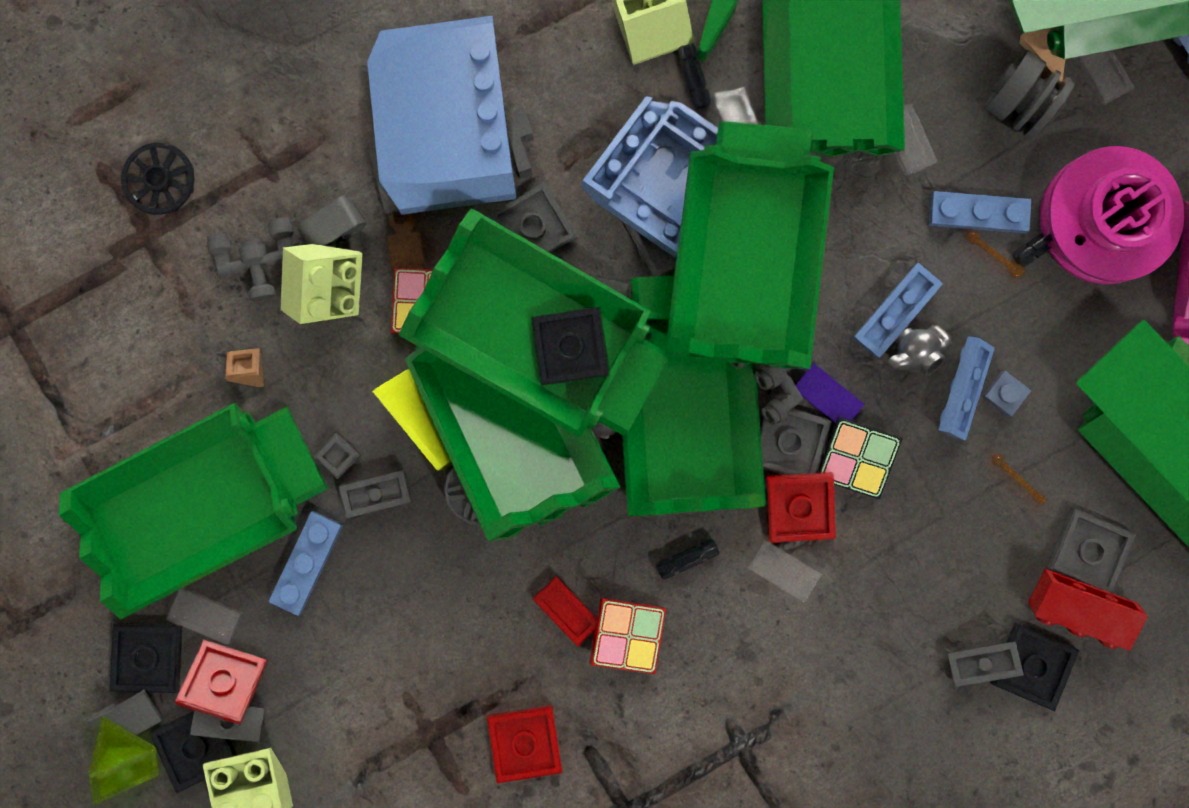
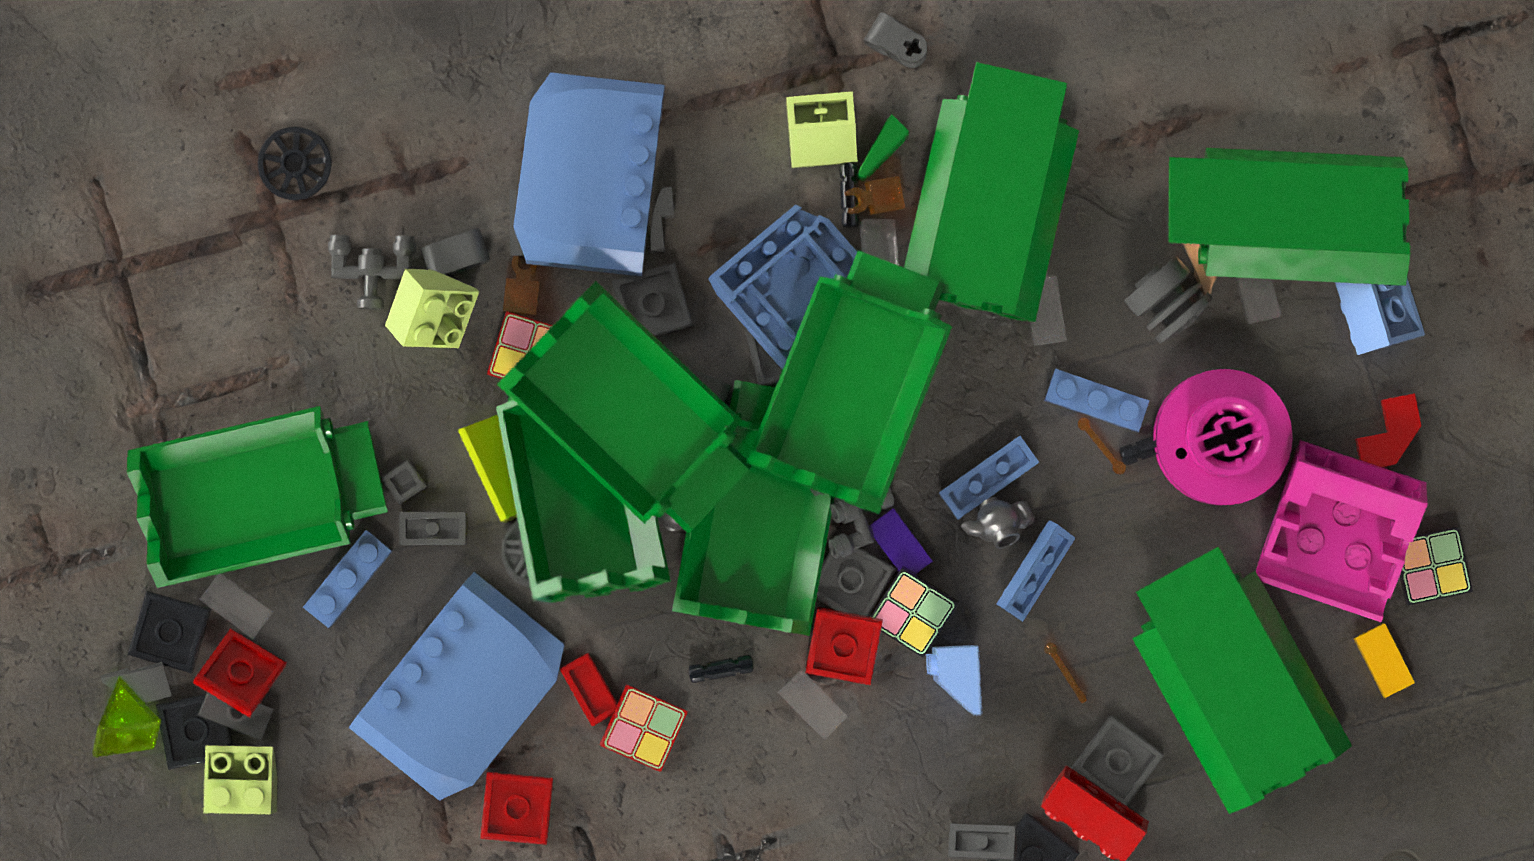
camera: 10 degrees right, 0 degrees up
(245, 367) = (335, 372): medium nougat slope -> none
(442, 643) = (461, 690): none -> medium blue slope
(570, 346) = (657, 435): black tile -> none
(723, 68) = (880, 196): none -> clear orange plate
(927, 507) = (957, 673): none -> light blue slope
(1006, 393) = (1075, 586): sand blue plate -> none

